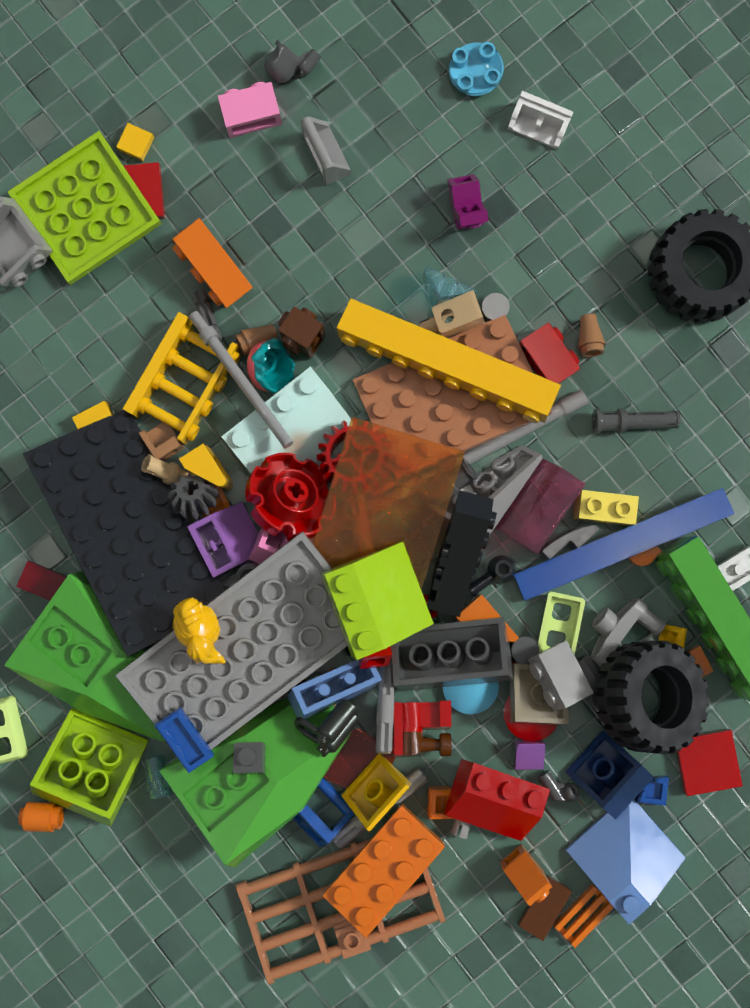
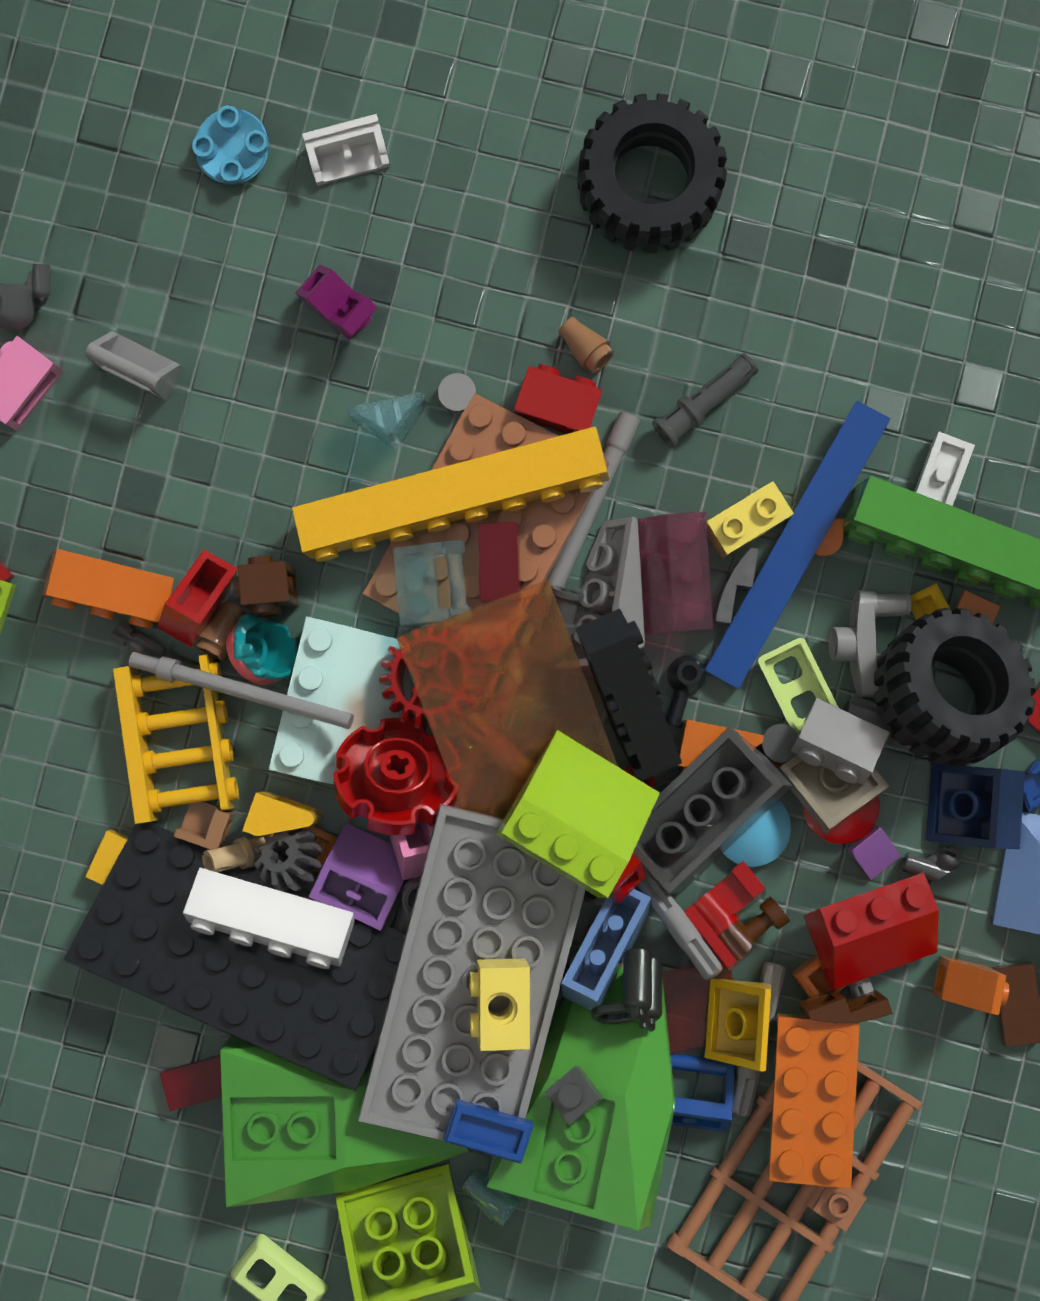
camera: 40 degrees left, 0 degrees up
(155, 520) = (269, 918): none -> white brick
(198, 630) = (410, 1000): yellow hair -> none
(243, 690) = (512, 1026): none -> light yellow brick
(256, 308) = (197, 598): none -> red piece
(389, 396) = (419, 584): none -> clear light blue plate
(437, 826) = (834, 1008): none -> reddish brown slope
(445, 418) = (498, 560): none -> dark red tile
(464, 310) = (432, 426): tan torso -> none

